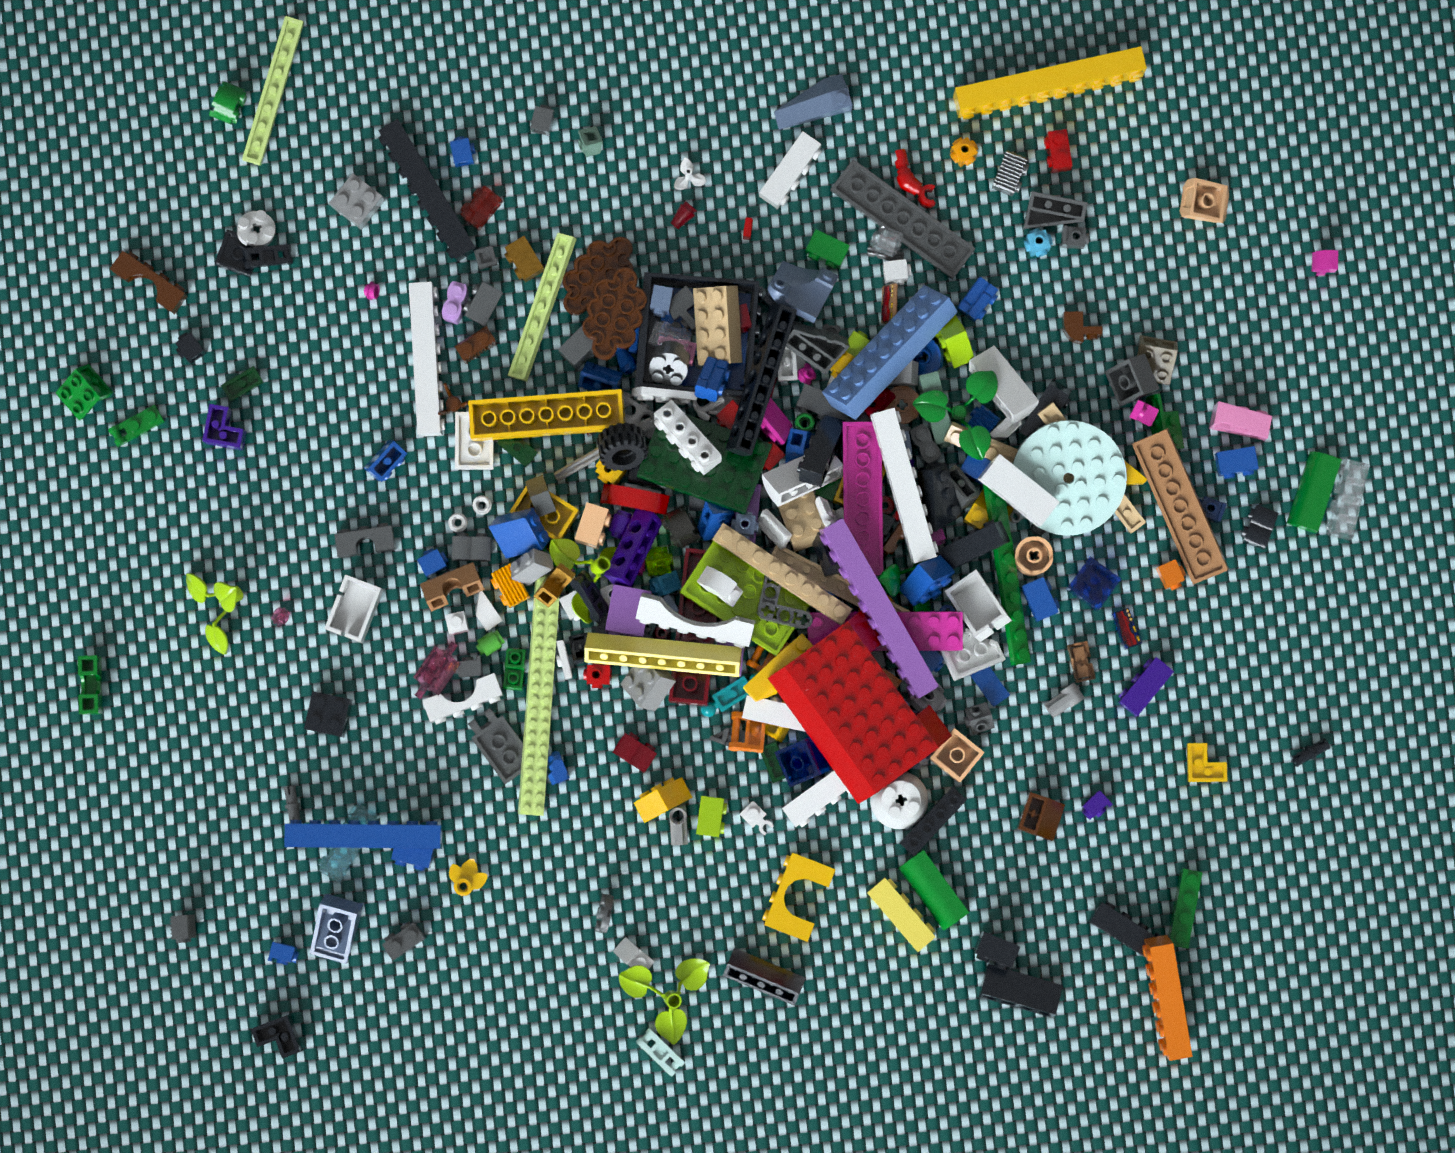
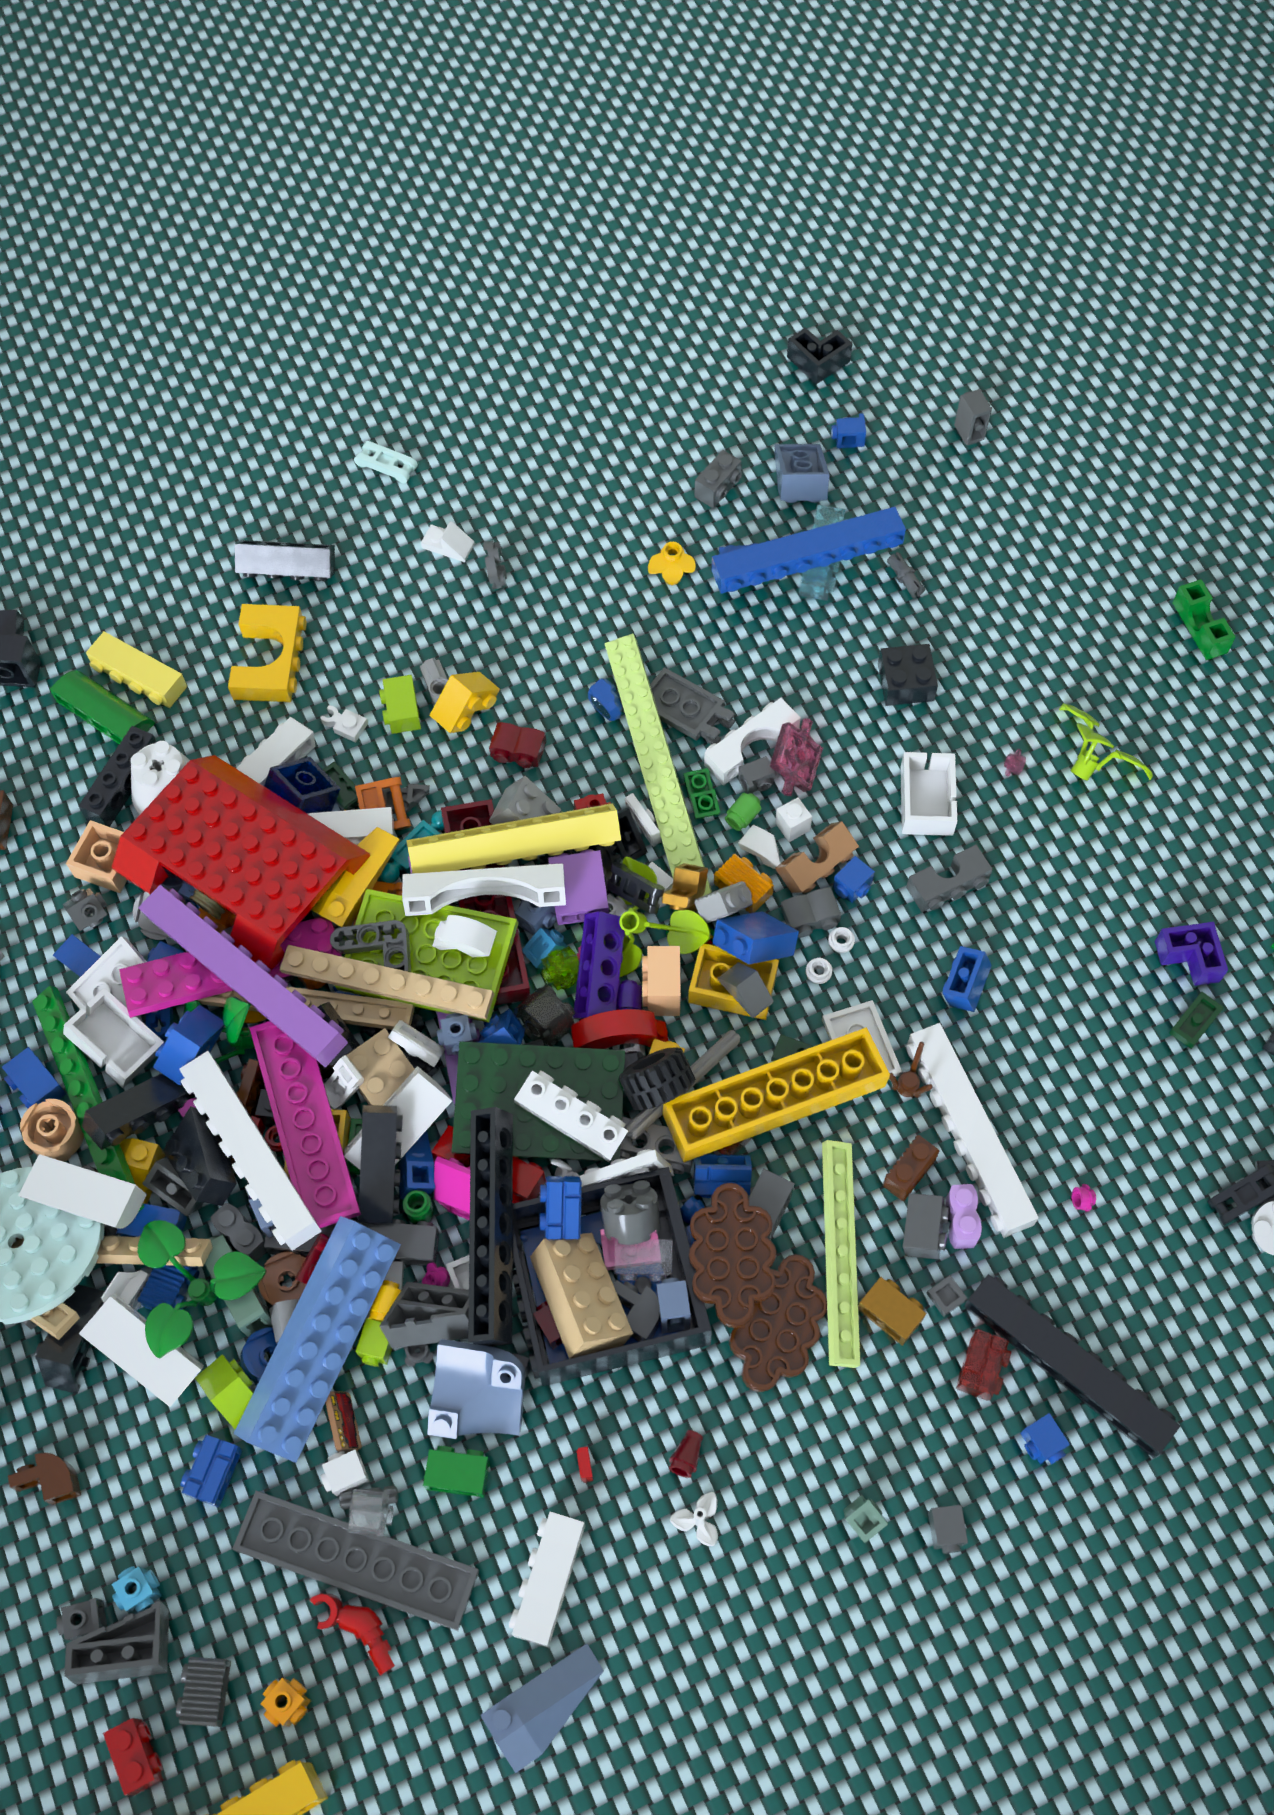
camera: 160 degrees right, 20 degrees down
(356, 201) = (1162, 1313): light grey brick -> none
(669, 1023) = (382, 494): lime plant -> none
(894, 679) = (207, 904): none -> olive piece

